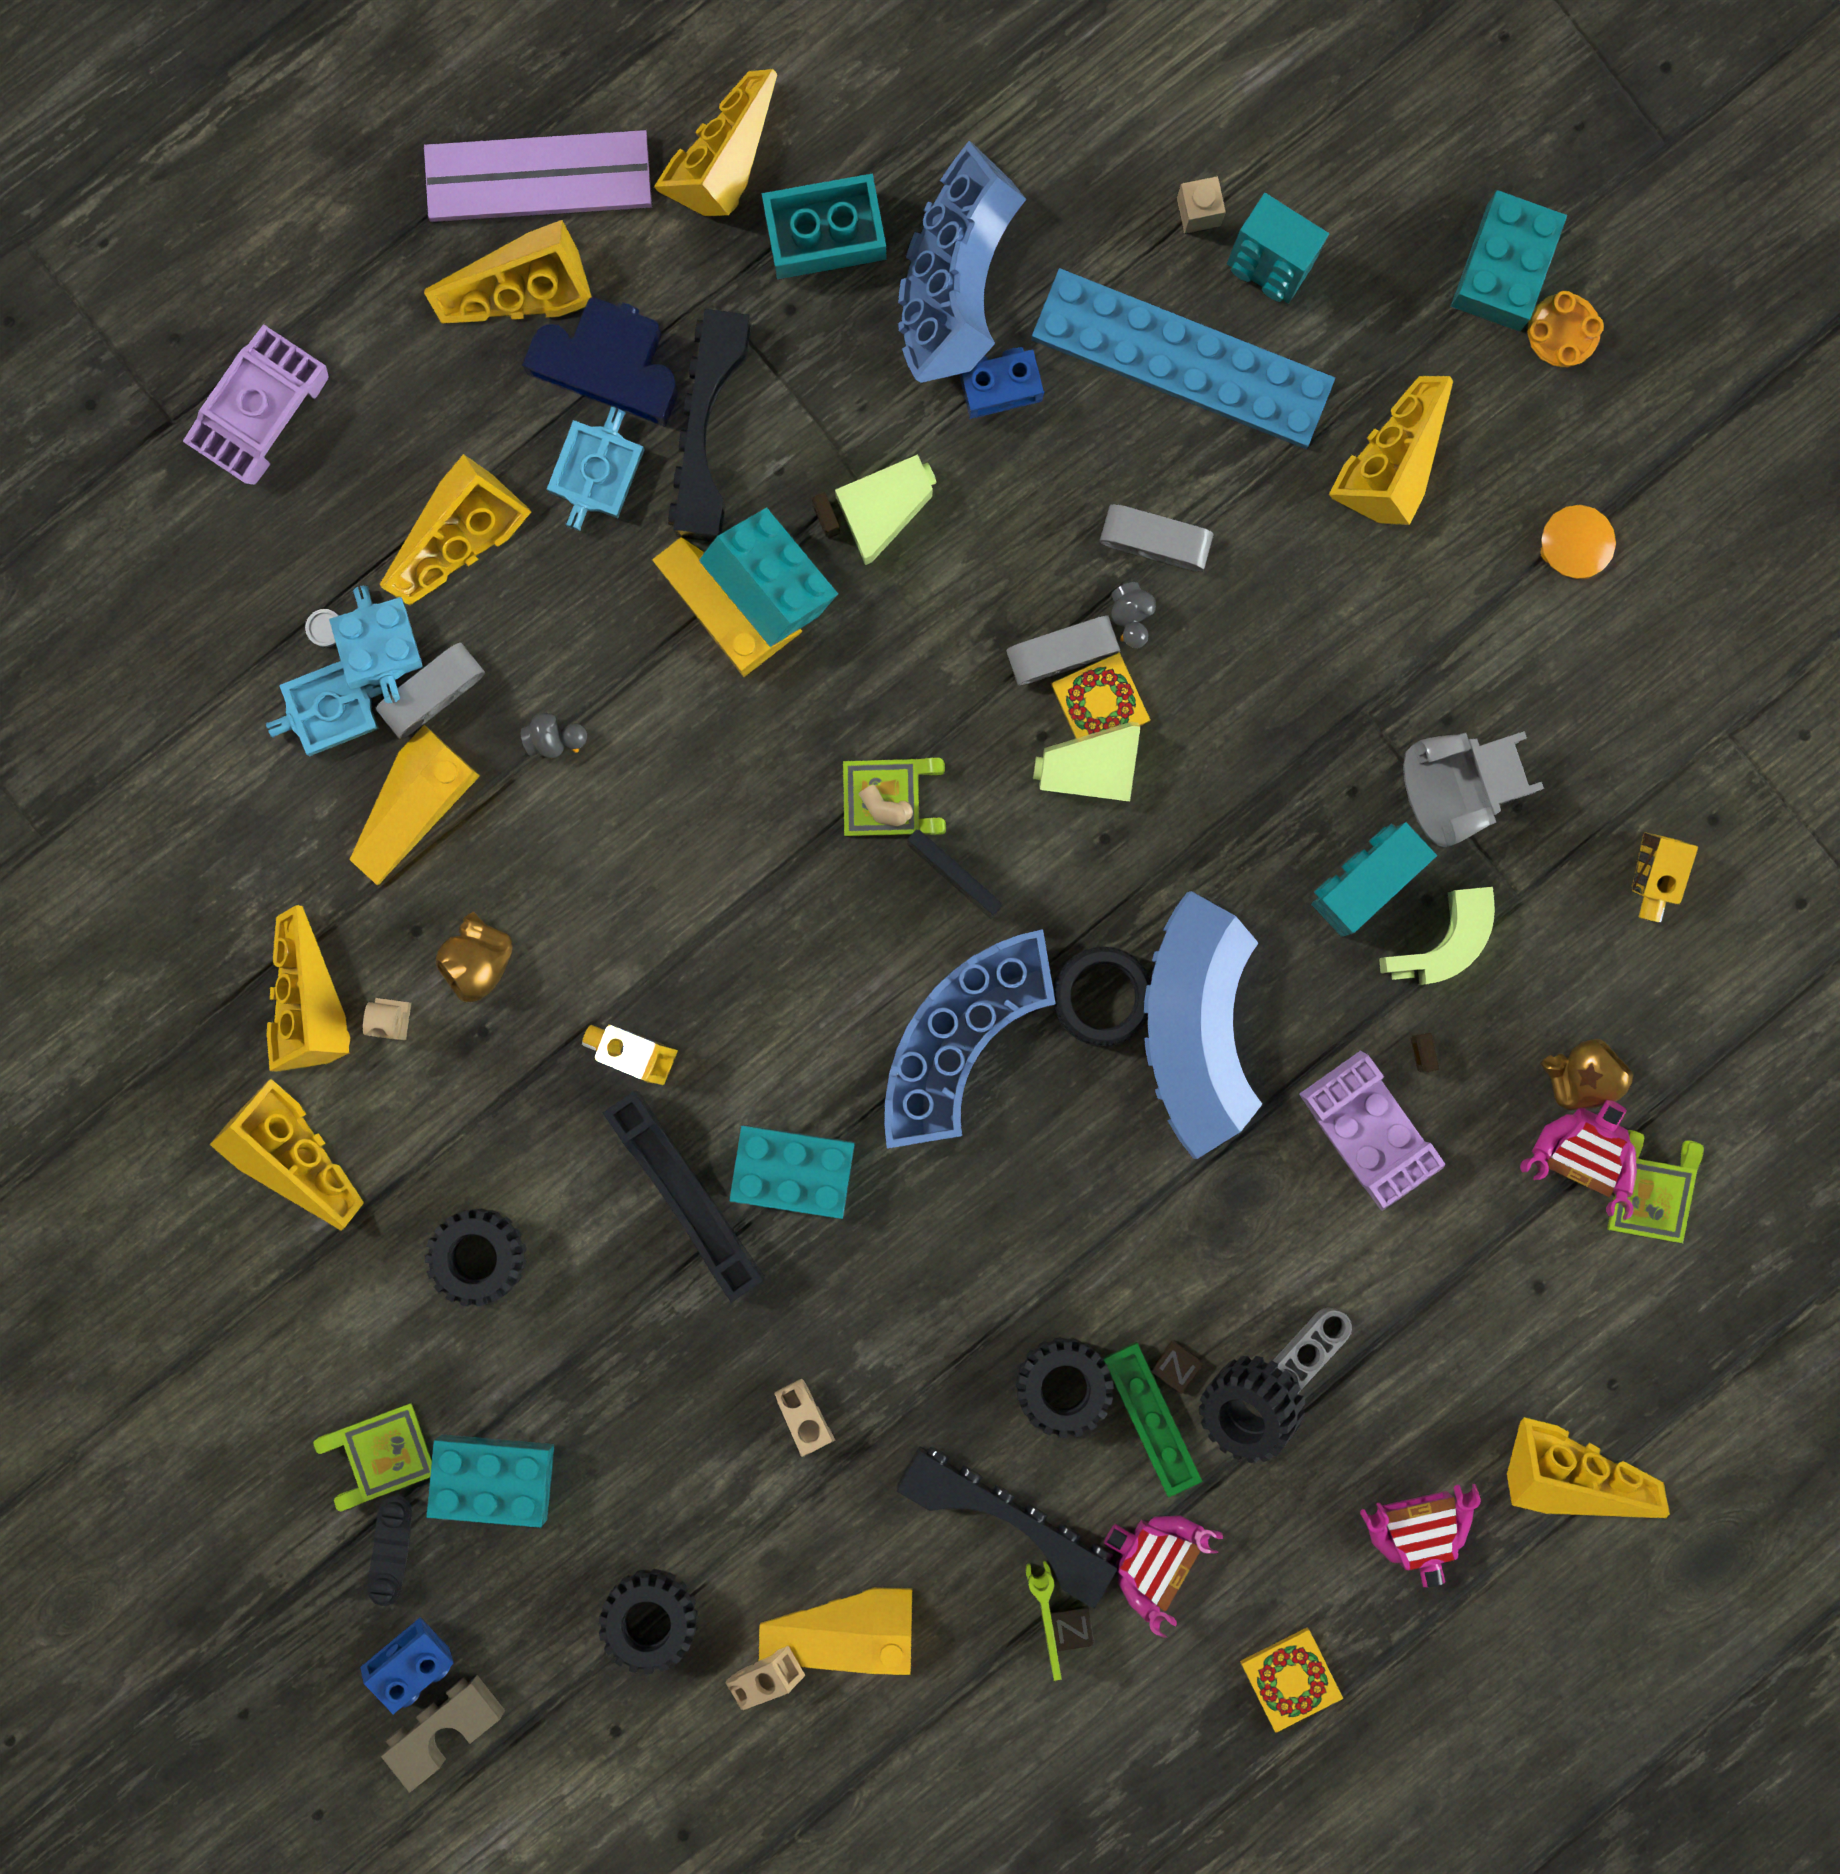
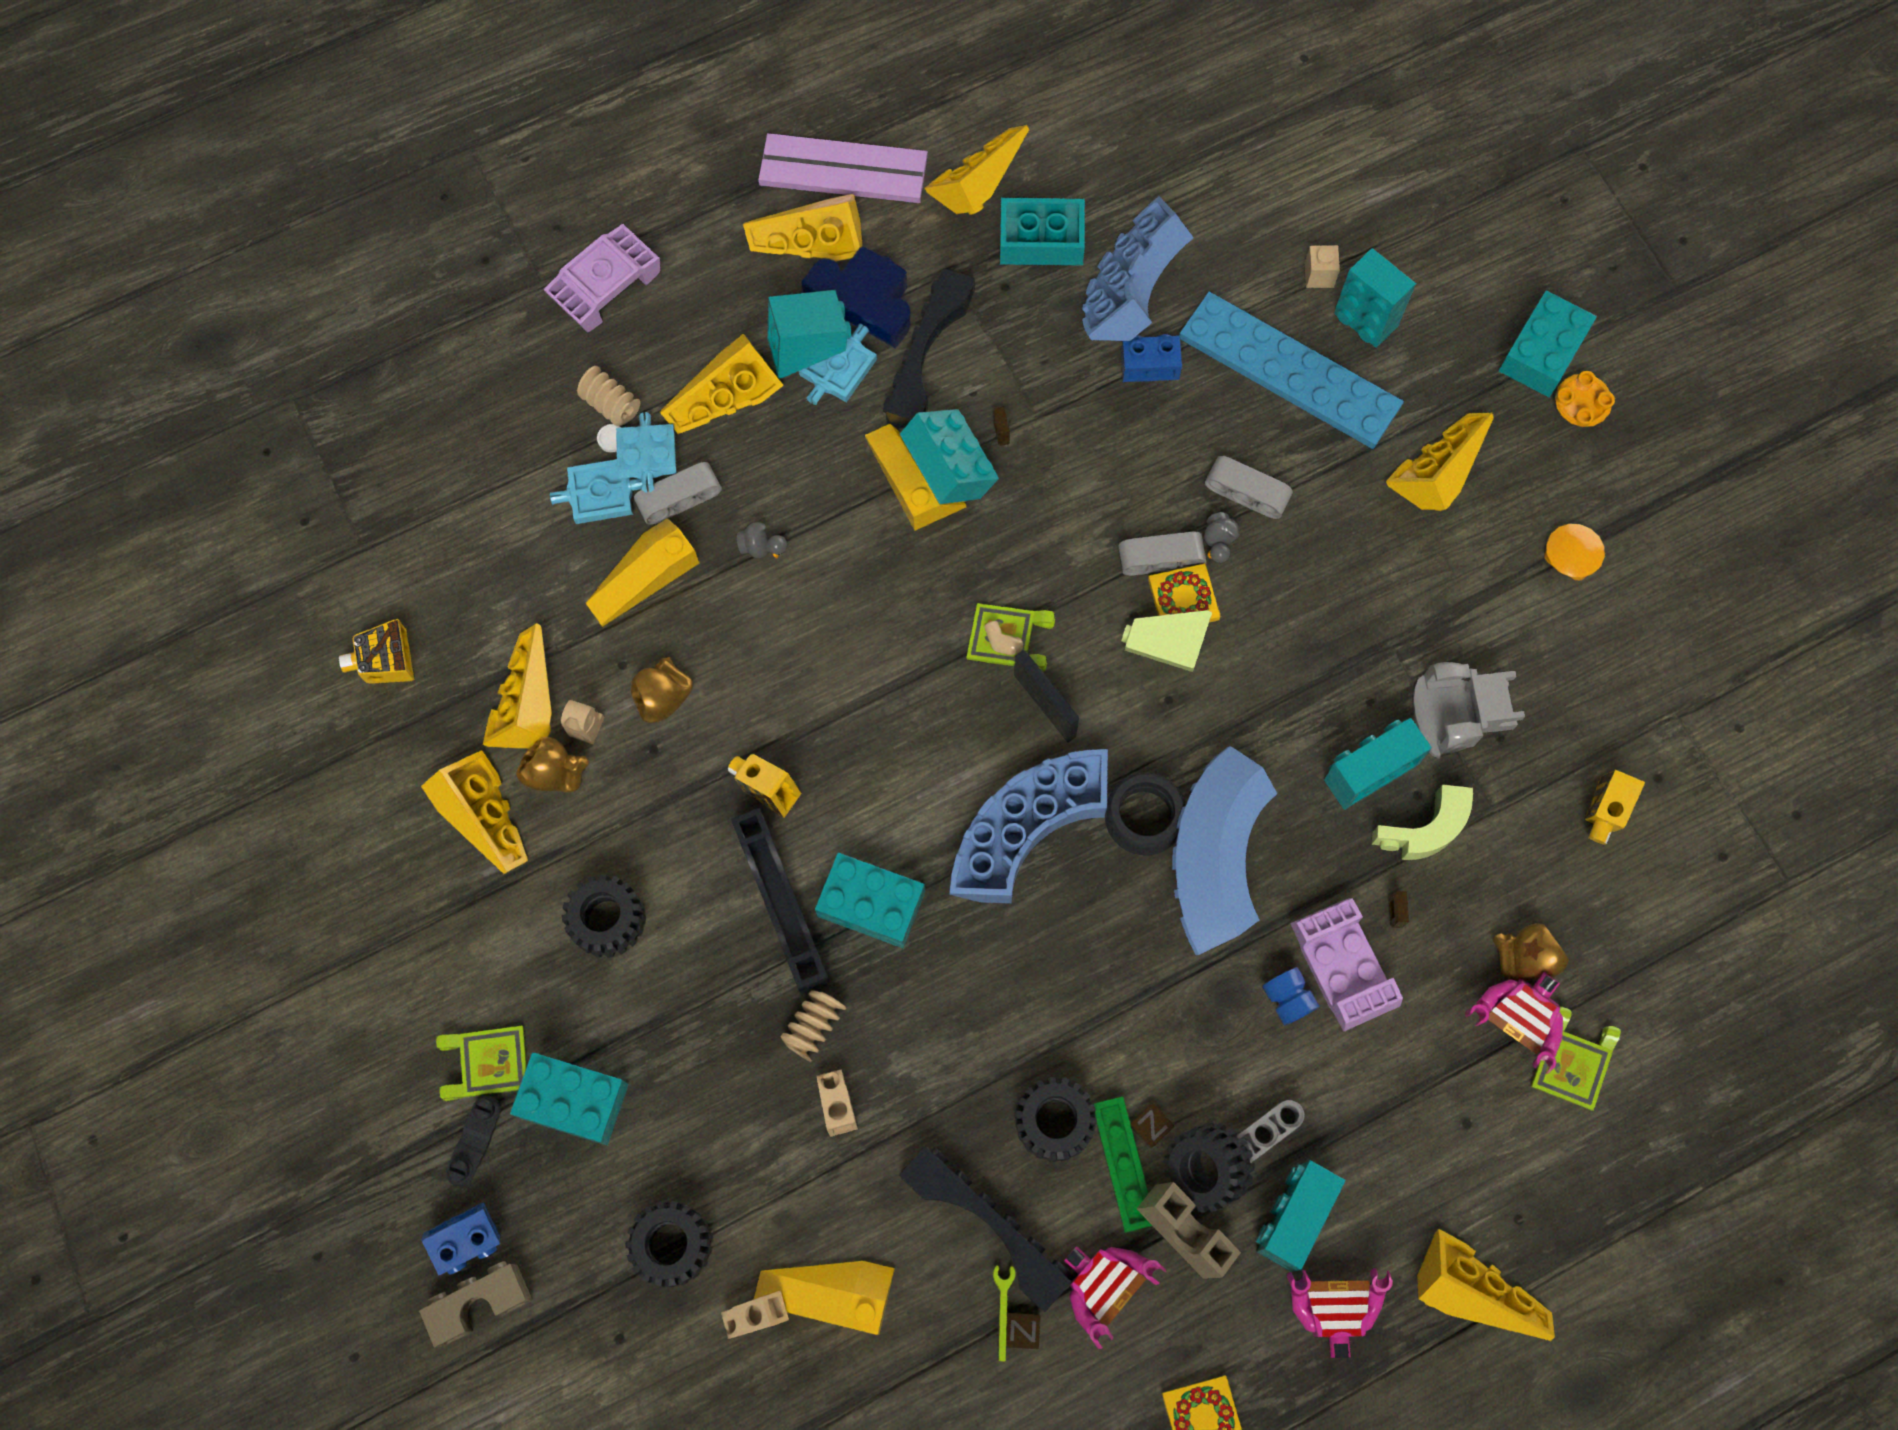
camera: 20 degrees right, 15 degrees down
(109, 982) = (380, 654): none -> torso
(304, 578) = (607, 396): none -> tan piece
(359, 1087) = (550, 768): none -> pearl gold piece
(545, 435) = (805, 330): none -> teal slope
(756, 1334) = (811, 1023): none -> tan piece
(885, 503) = (1047, 426): yellowish green slope -> none
(1253, 1495) = (1203, 1248): none -> dark tan arch
(1315, 1187) = (1289, 993): none -> blue wheel
(1363, 1441) = (1299, 1215): none -> teal brick

